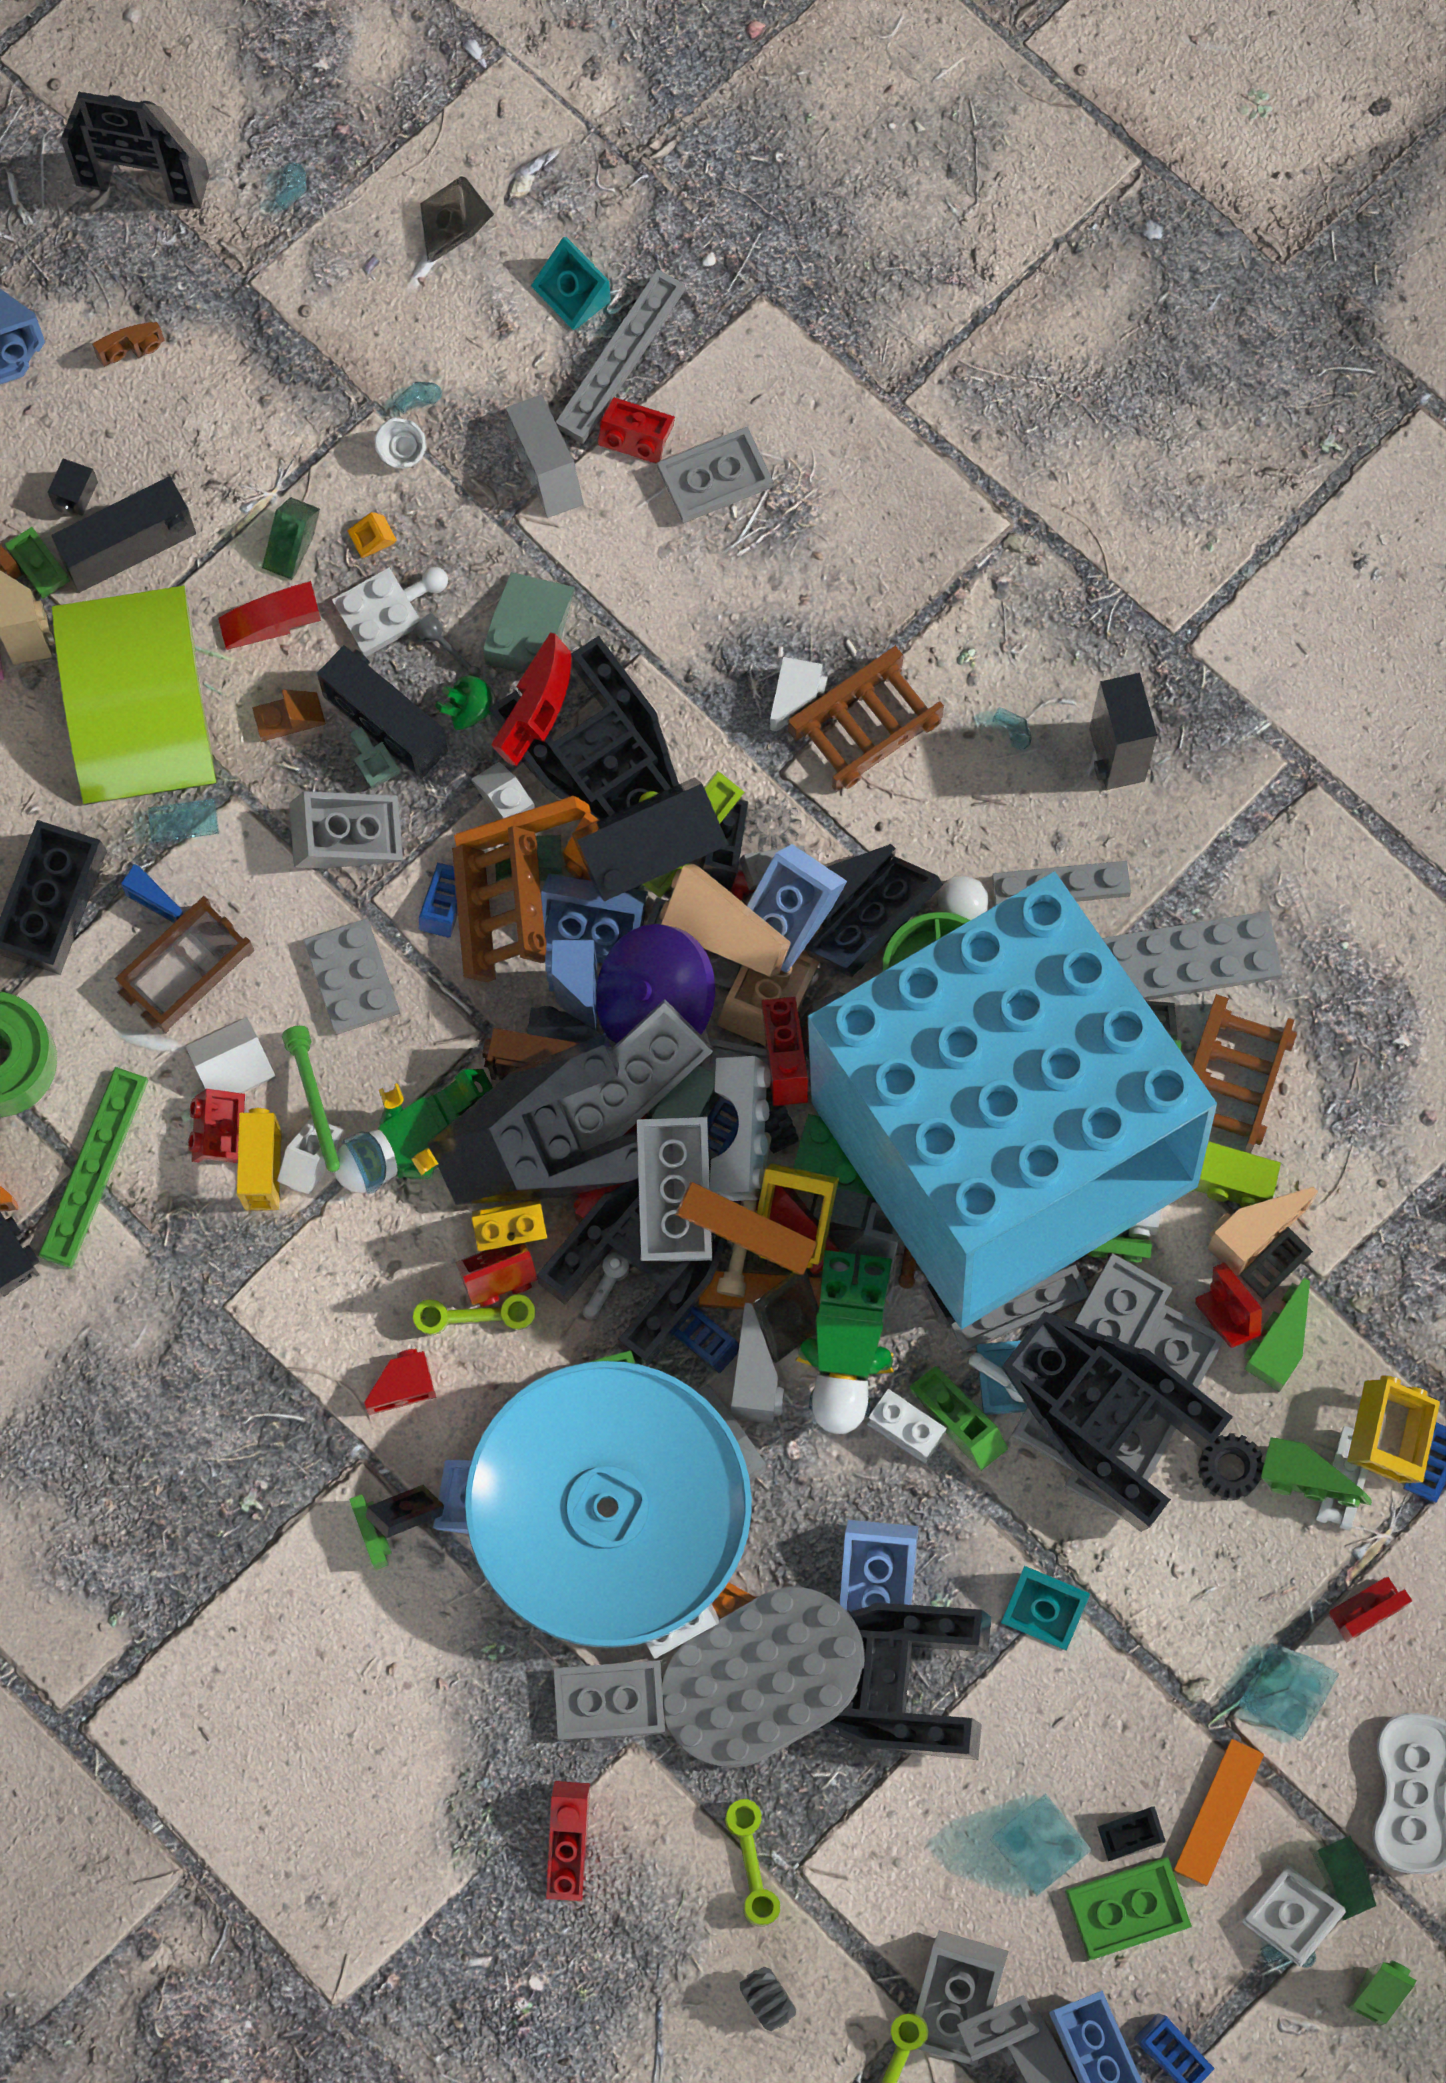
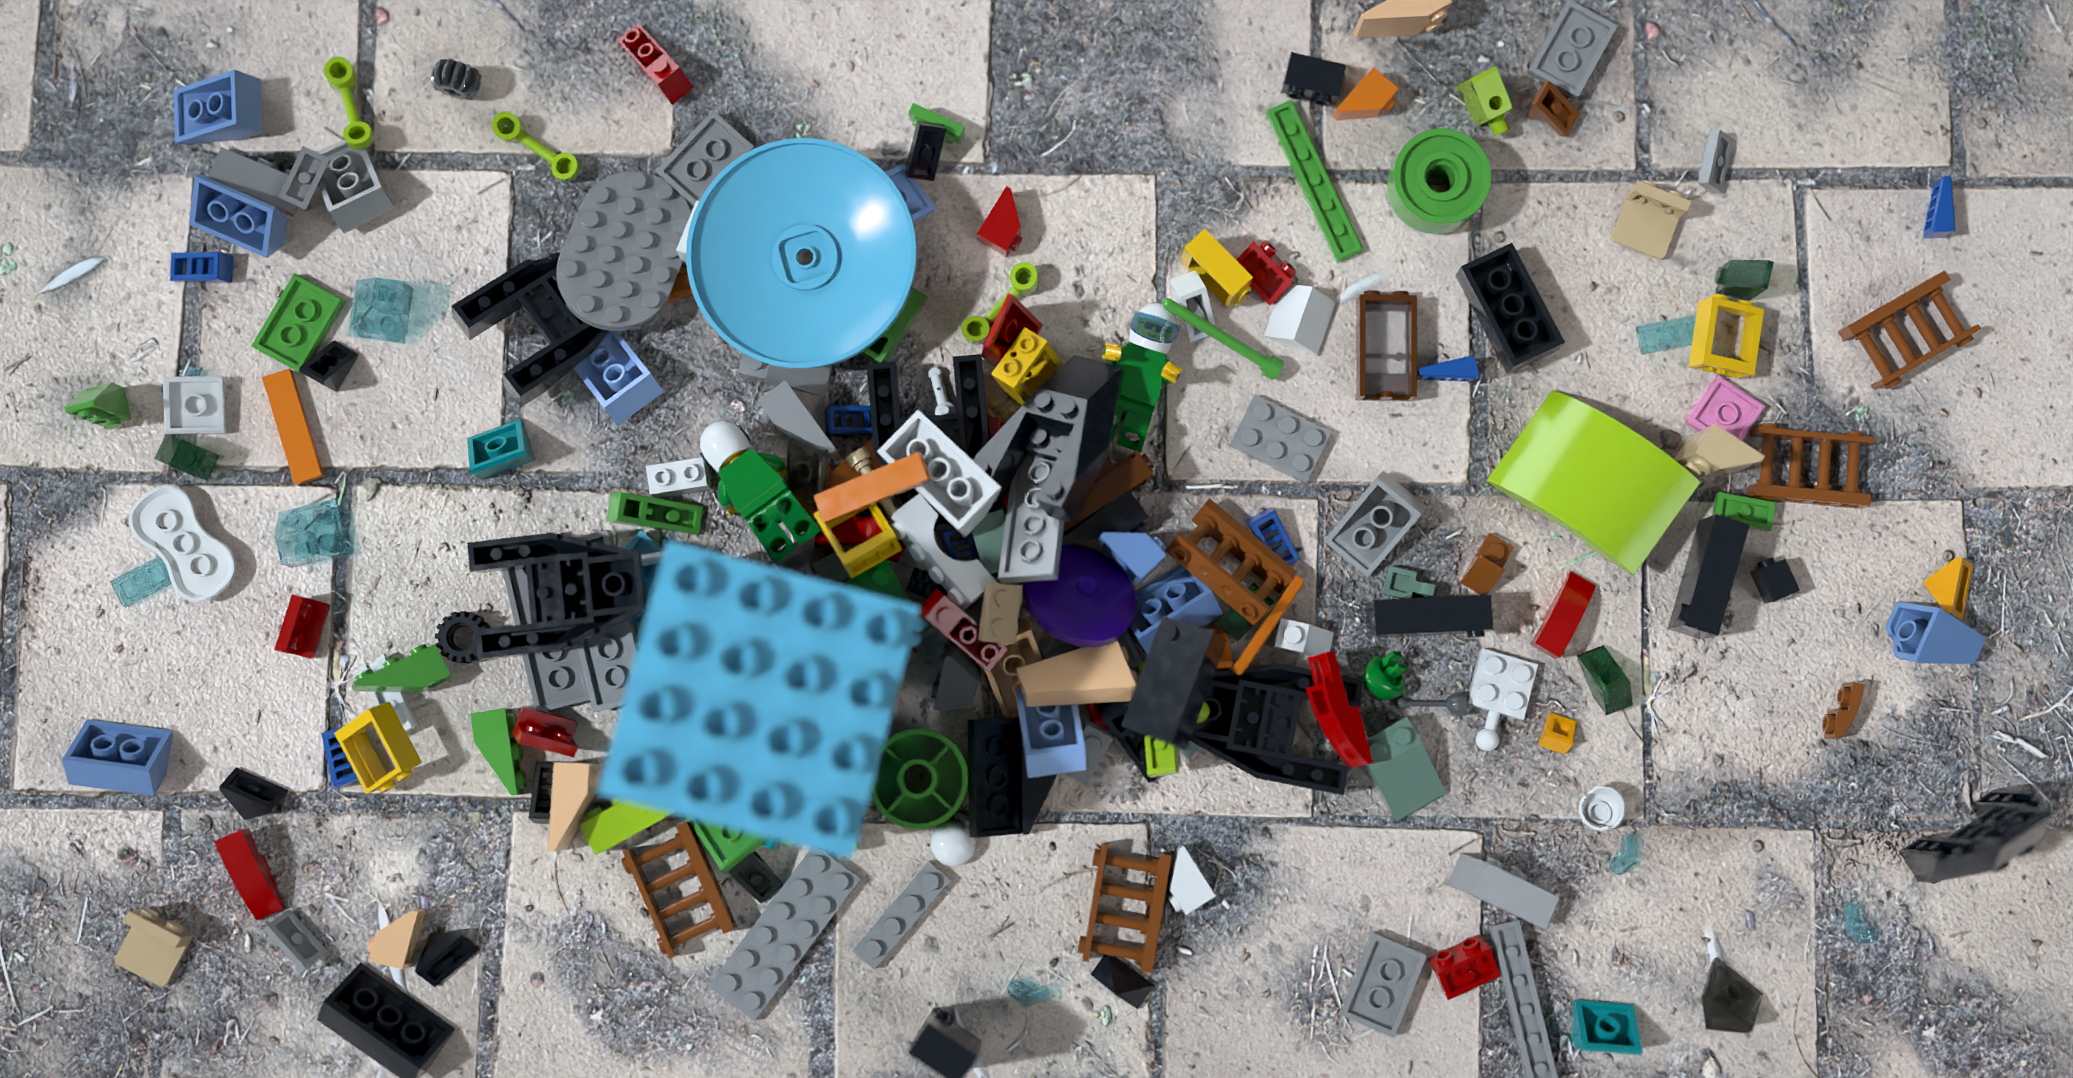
camera: 135 degrees right, 10 degrees up
(183, 820) = (1481, 437): clear light blue plate -> none
(740, 1032) = (1000, 612): none -> tan bracket
(926, 668) = (1122, 980): none -> black slope

